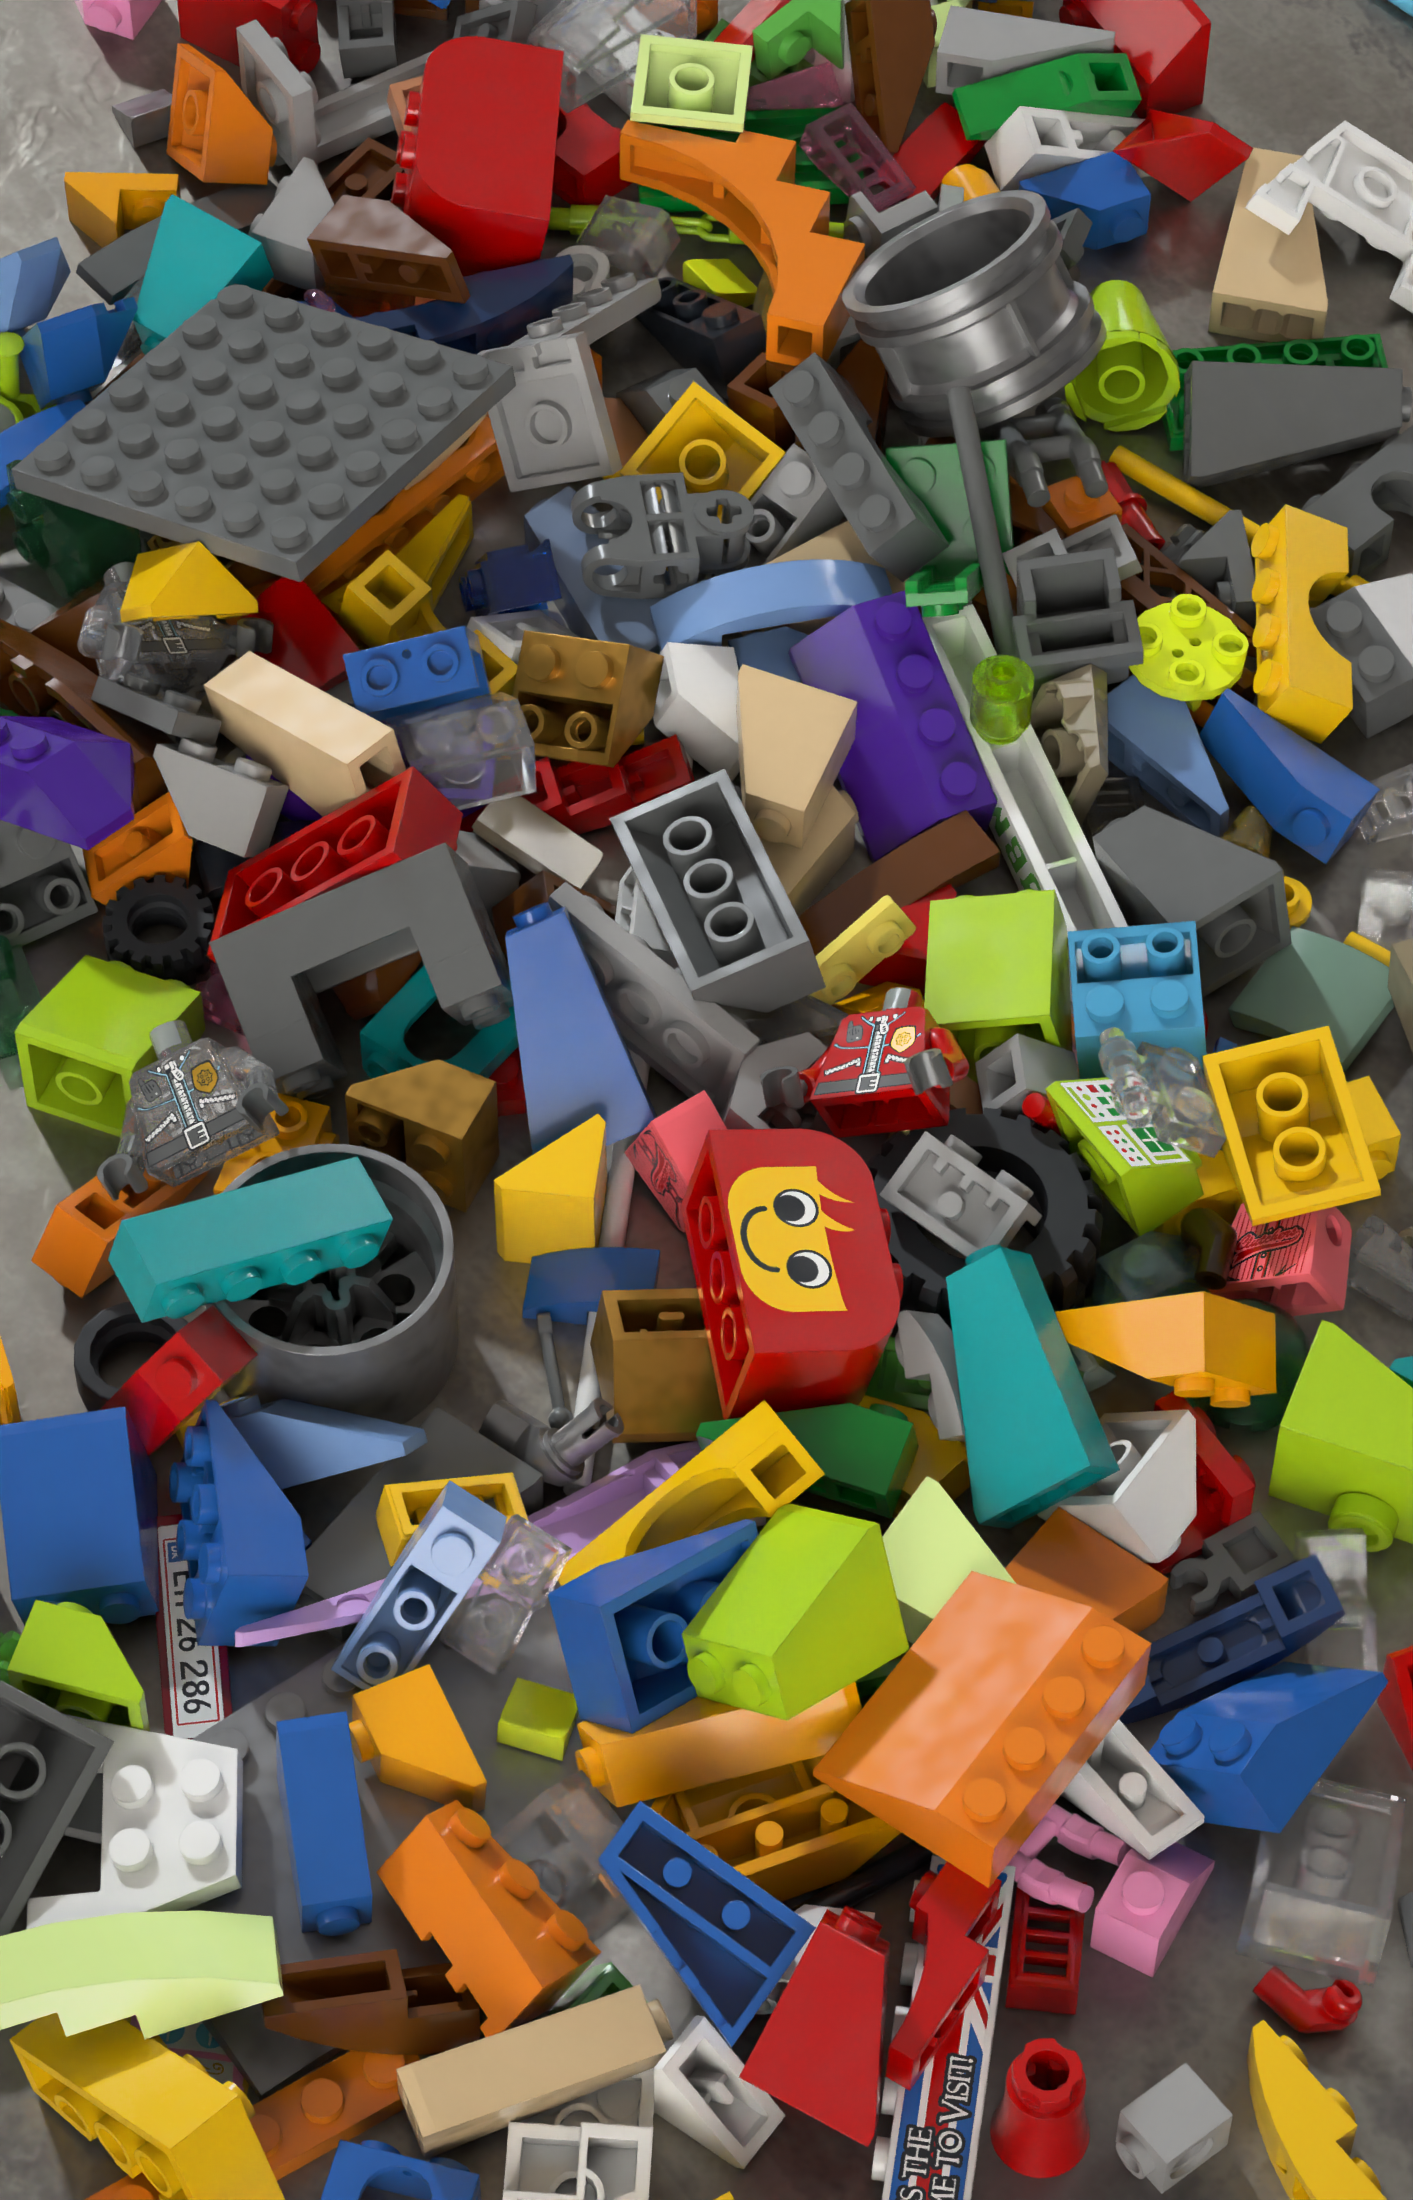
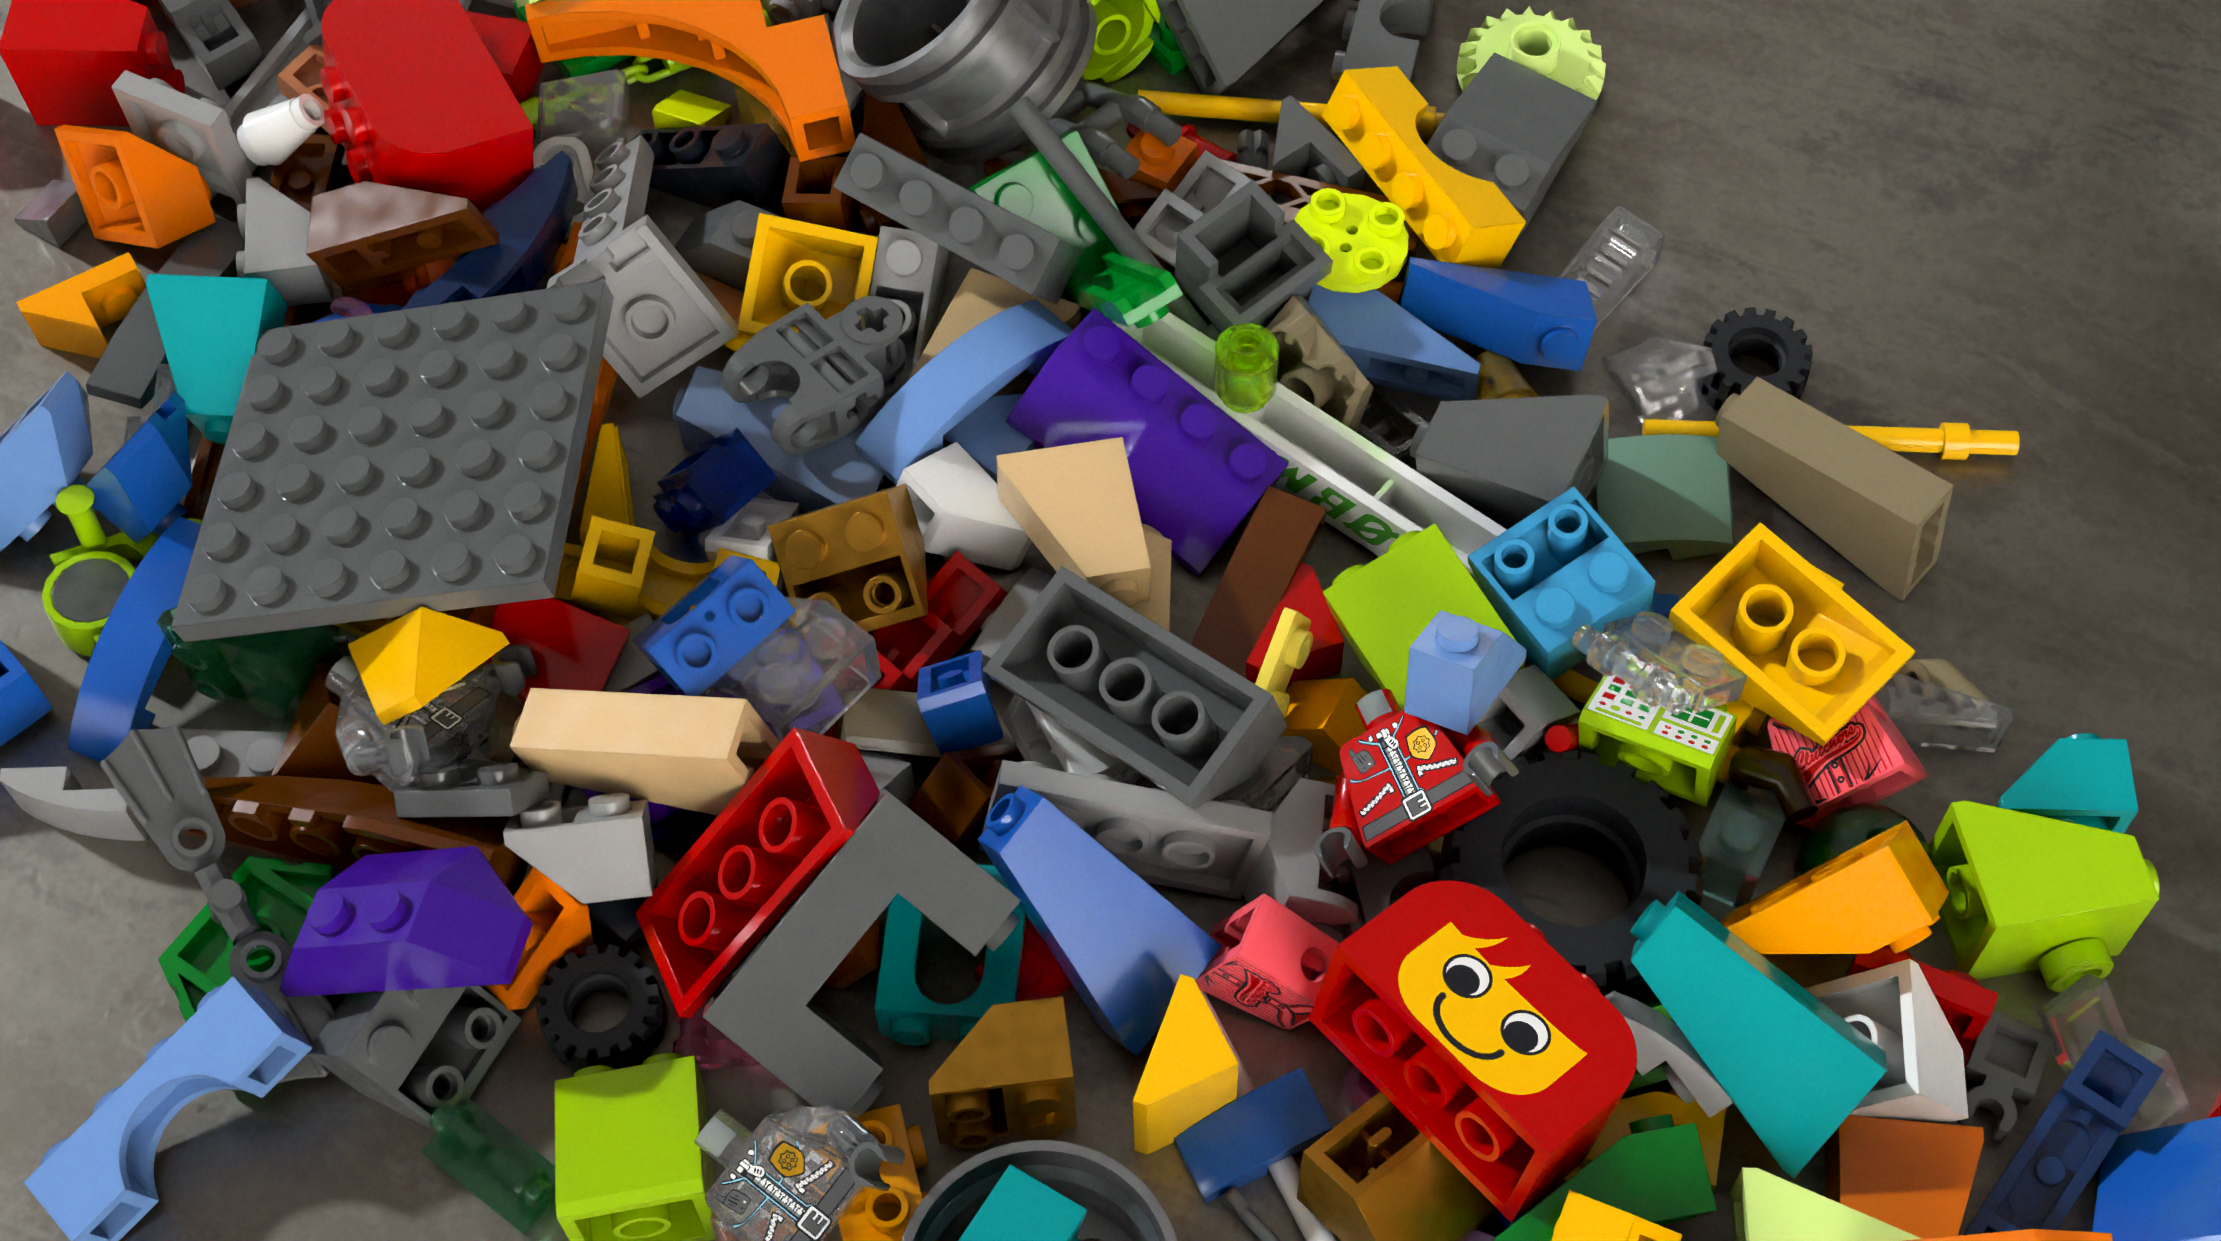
camera: 30 degrees left, 5 degrees up
(359, 130) = (279, 129): none -> white cone
(576, 844) = (958, 703): none -> blue slope
(956, 1199) = (1572, 873): light grey bracket -> none
(968, 993) = (1458, 671): none -> medium blue slope

